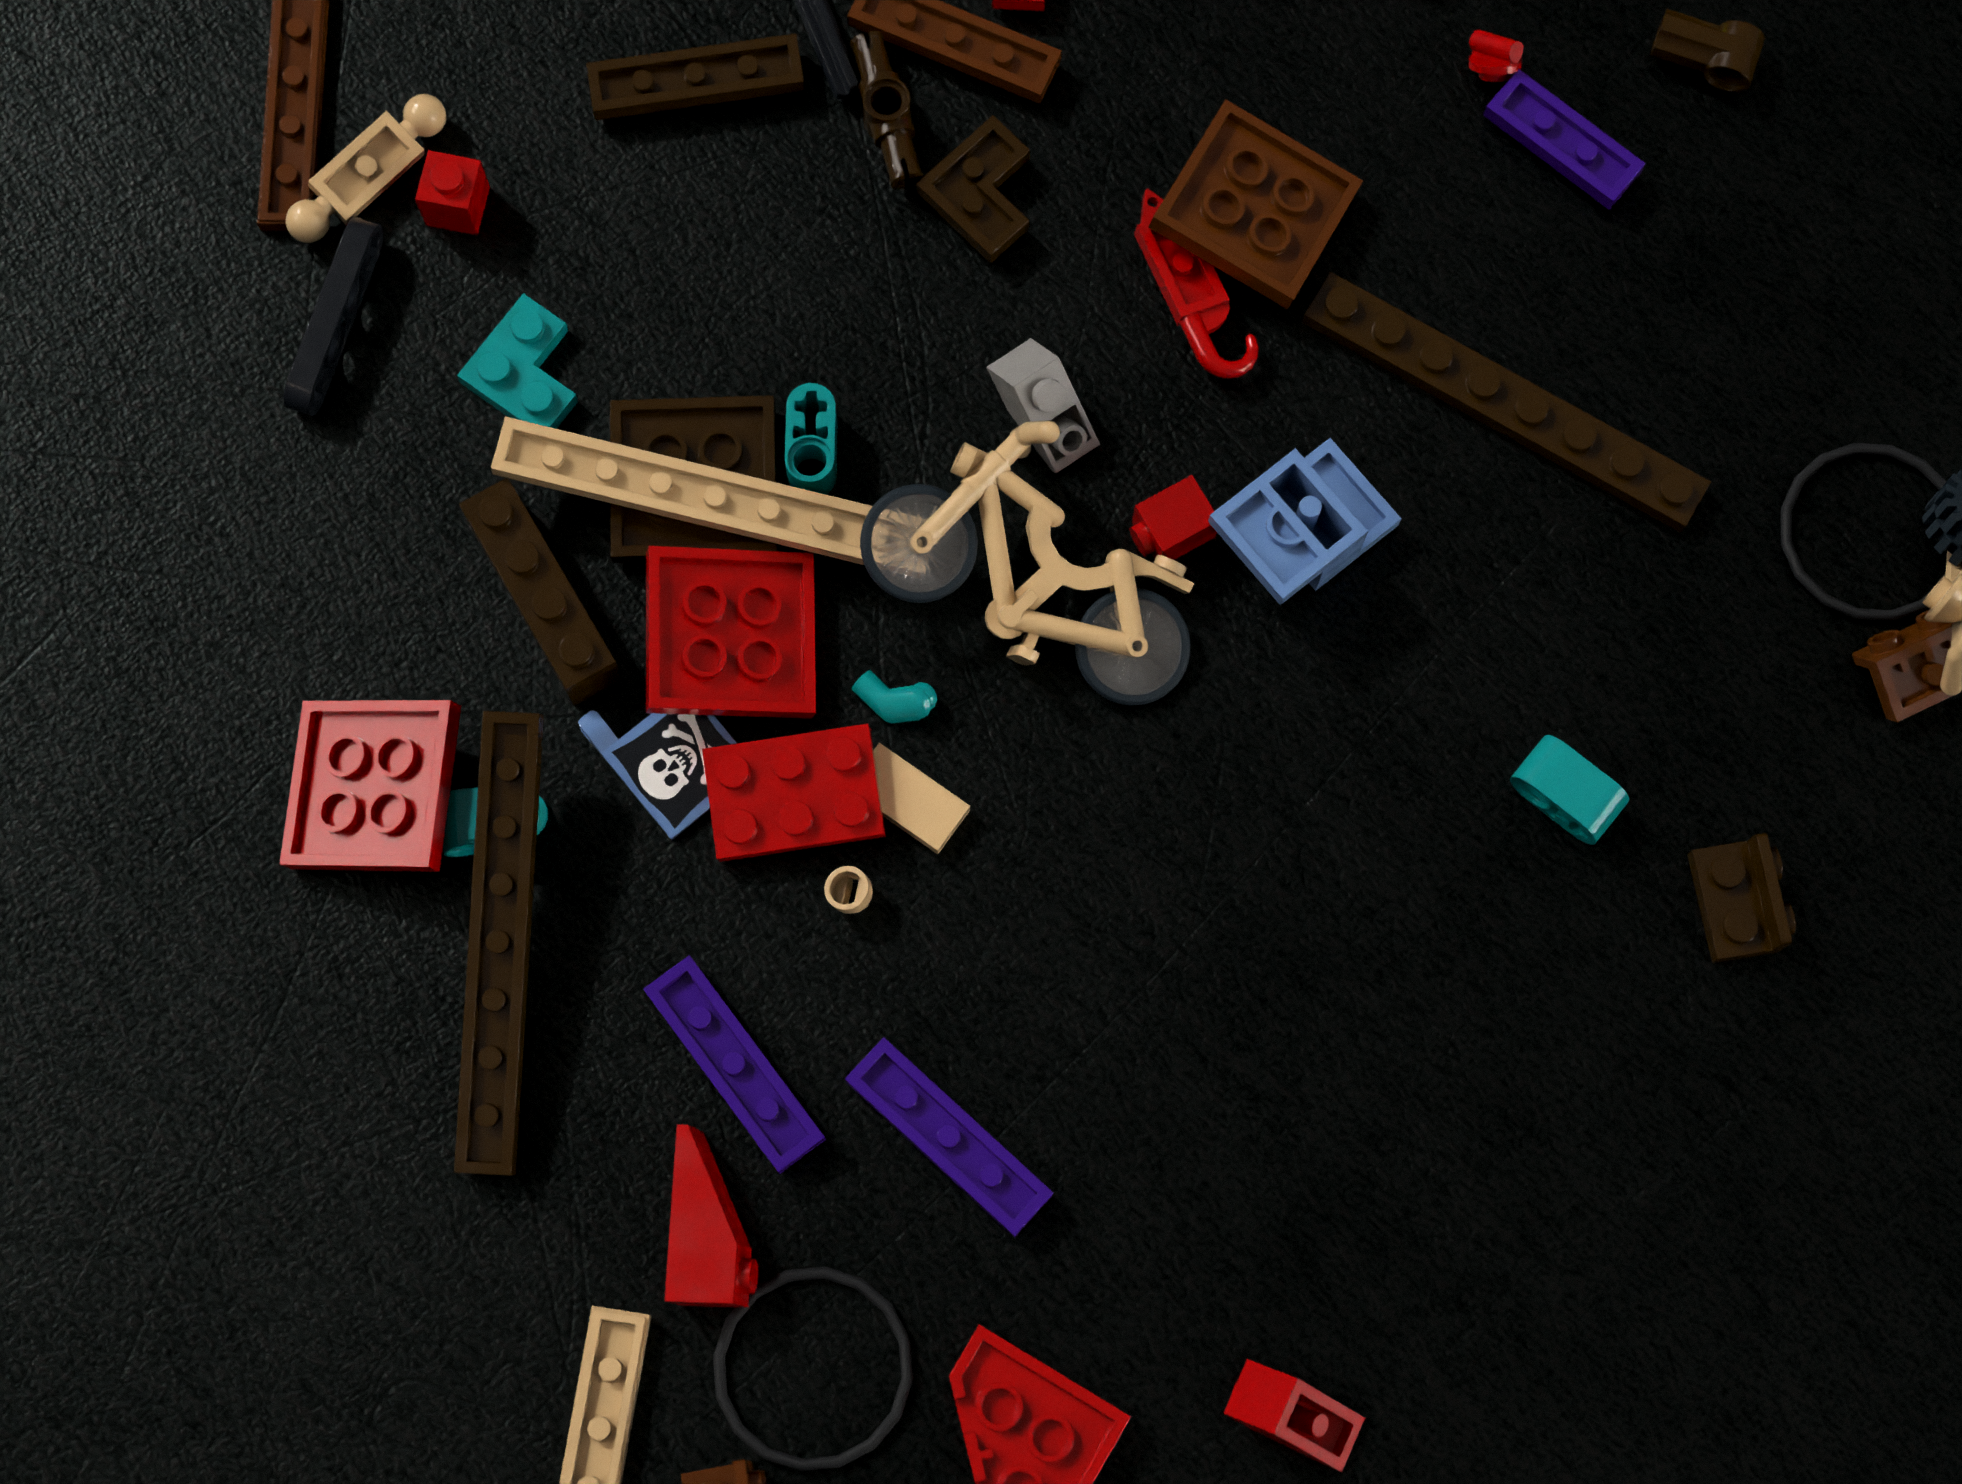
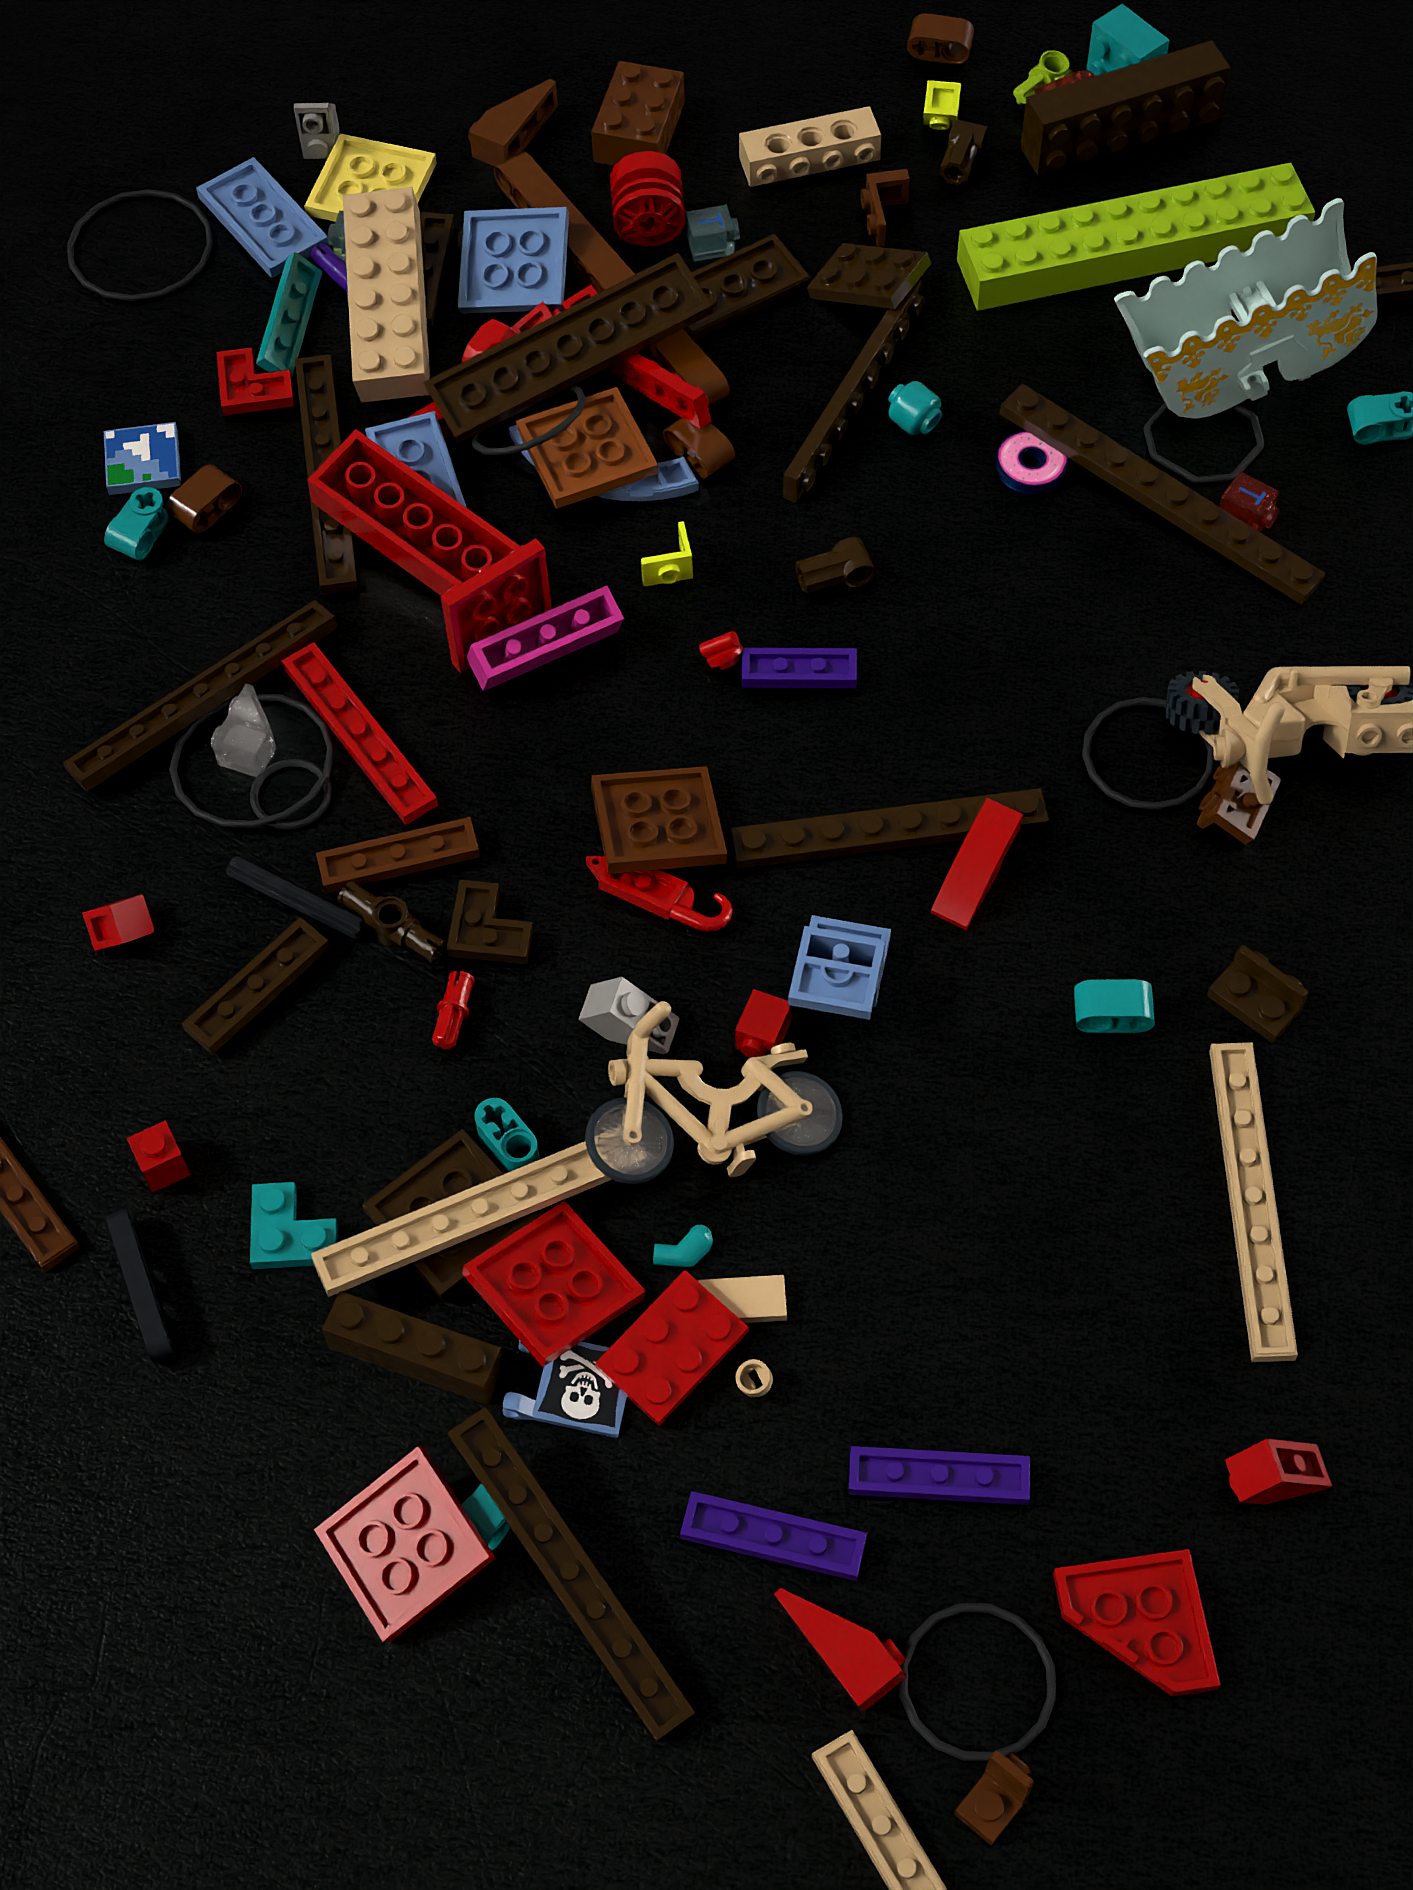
camera: 35 degrees left, 15 degrees down
(366, 168) = (88, 1183): tan plate -> none
(871, 256) = (453, 1009): none -> red axle
(1530, 1114) = (1253, 1203): none -> tan tile
(1560, 515) = (977, 863): none -> red slope

